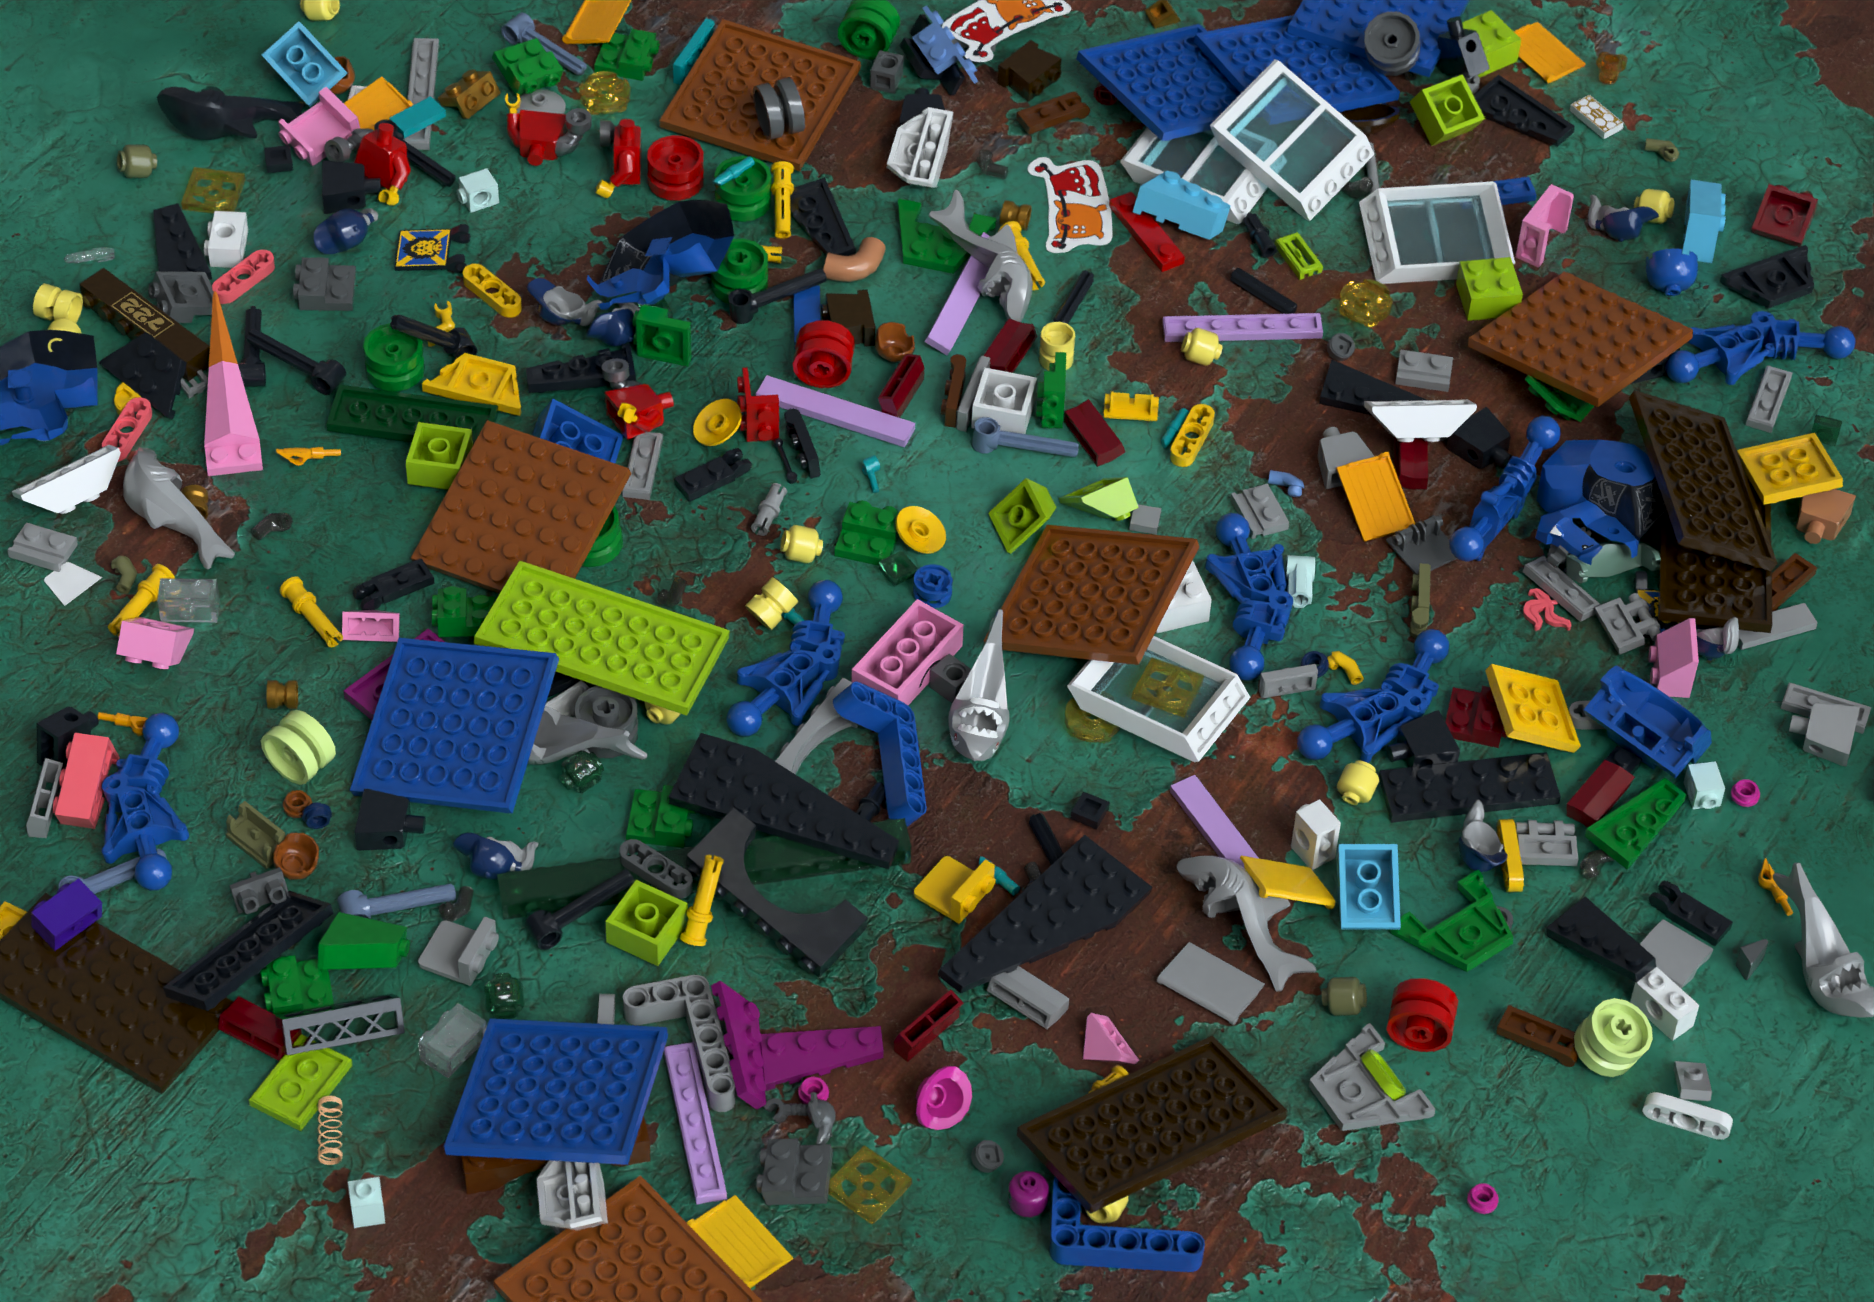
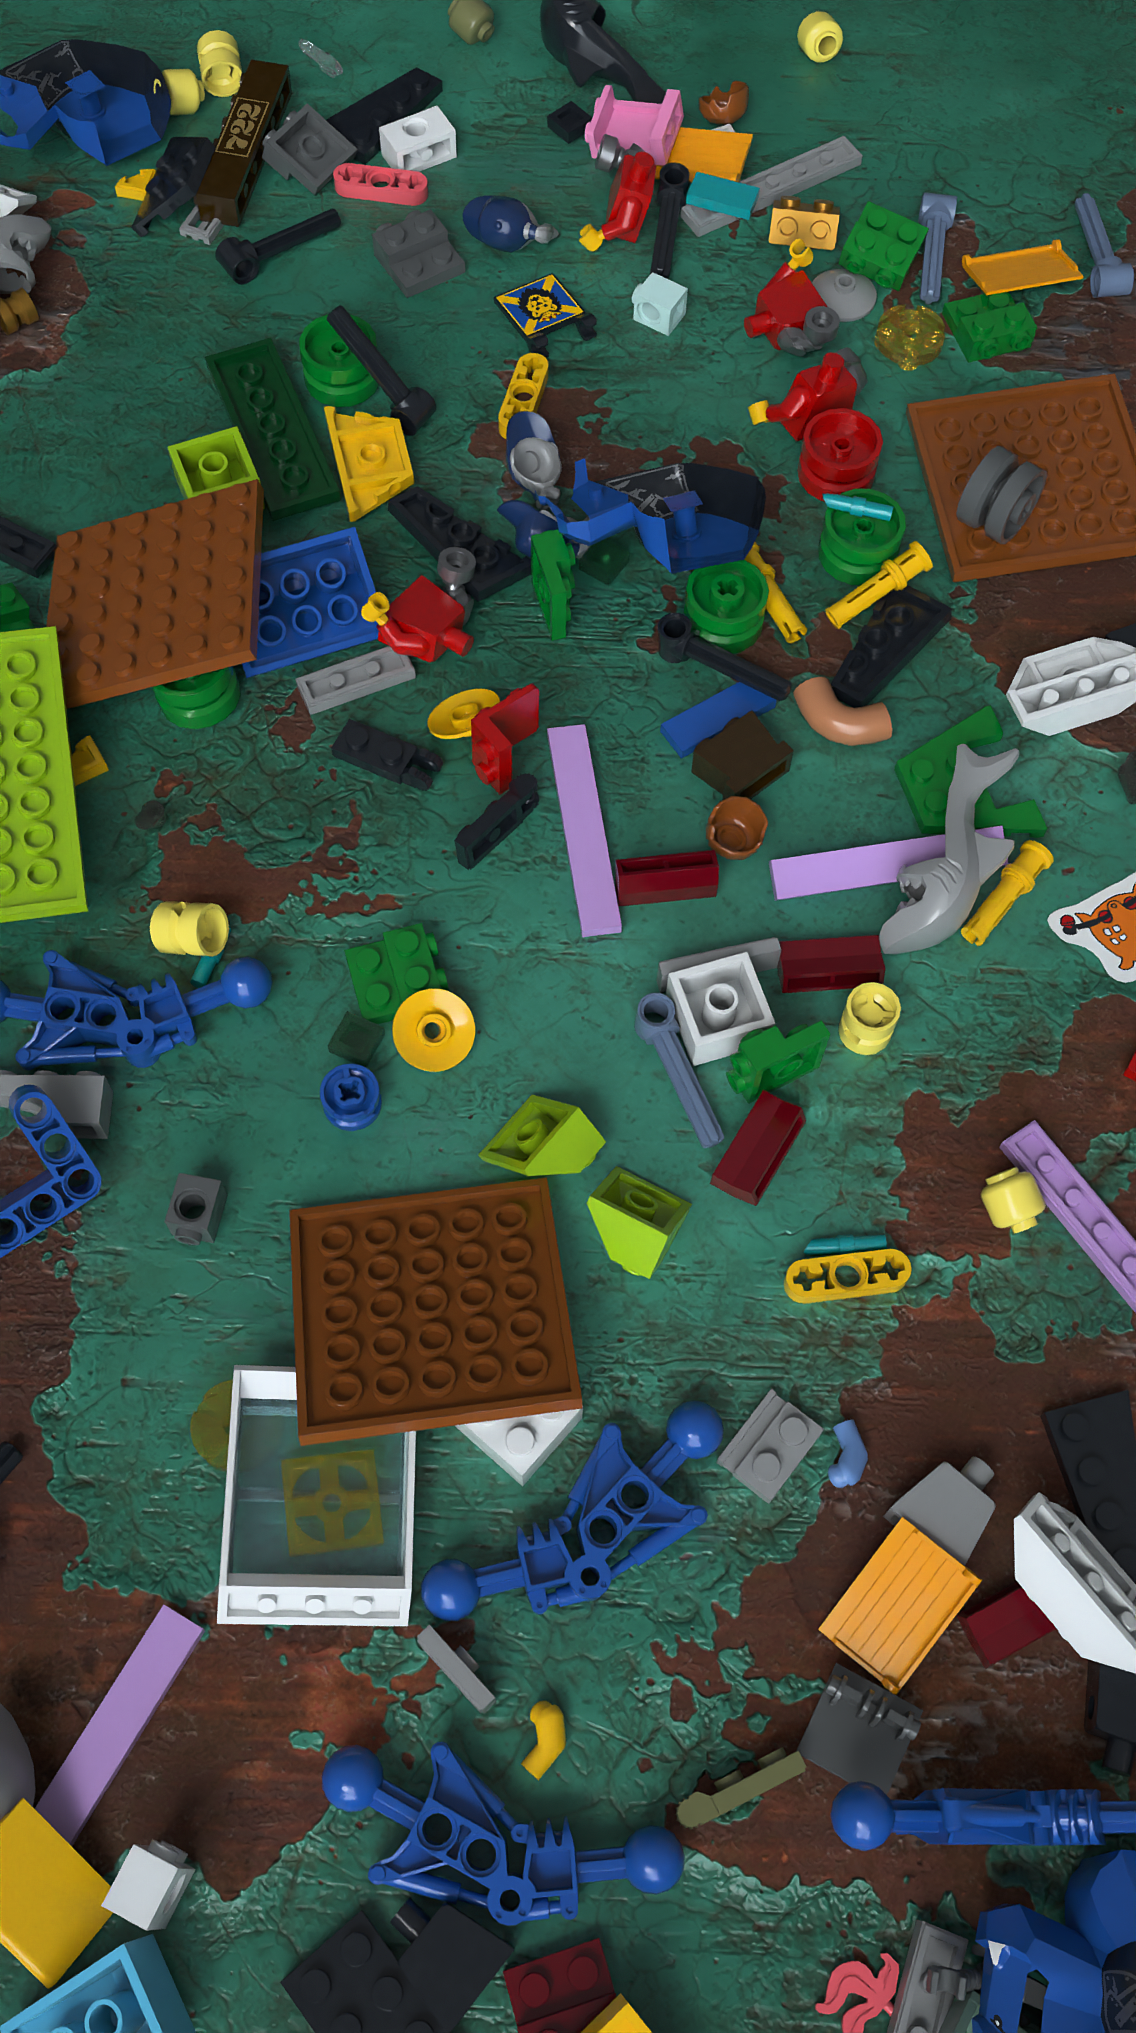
camera: 60 degrees right, 15 degrees up
(127, 418) = (82, 200): coral beam -> none
(217, 177) = (491, 116): clear yellow piece -> none
(229, 429) = (147, 281): bright pink plate -> none
(272, 523) = (34, 389): clear smoke arm -> none
(304, 63) = (713, 58): medium azure slope -> none
(307, 453) = (151, 363): light orange hand -> none
(324, 375) = (279, 317): black axle -> none
(346, 186) = (570, 192): black torso -> none
(445, 316) = (442, 385): yellow arm -> none
(692, 51) = (1045, 372): teal tile -> none
(769, 509) = (364, 843): light grey pin -> none
(791, 477) = (443, 840): black hinge -> none
(801, 544) = (323, 908): light yellow head -> none
(823, 354) = (644, 761): red wheel -> none
(870, 466) = (513, 914): teal hand -> none
(907, 652) = (192, 1130): bright pink brick -> none
(954, 390) = (711, 936): reddish brown plate -> none
(980, 708) = (148, 1271): light grey piece -> none
(1012, 212) = (1068, 846): pearl gold wheel -> none
(1074, 297) = (980, 994): black axle -> none
(1090, 810) = (58, 1516): black plate -> none
(1139, 408) = (838, 1169): yellow hinge -> none
(1145, 519) = (650, 1298): light grey tile -> none
(1300, 575) = (680, 1571): light aqua piece -> none
(1316, 657) = (505, 1684): dark blue plate -> none
(1358, 782) = (311, 1891): light yellow head -> none

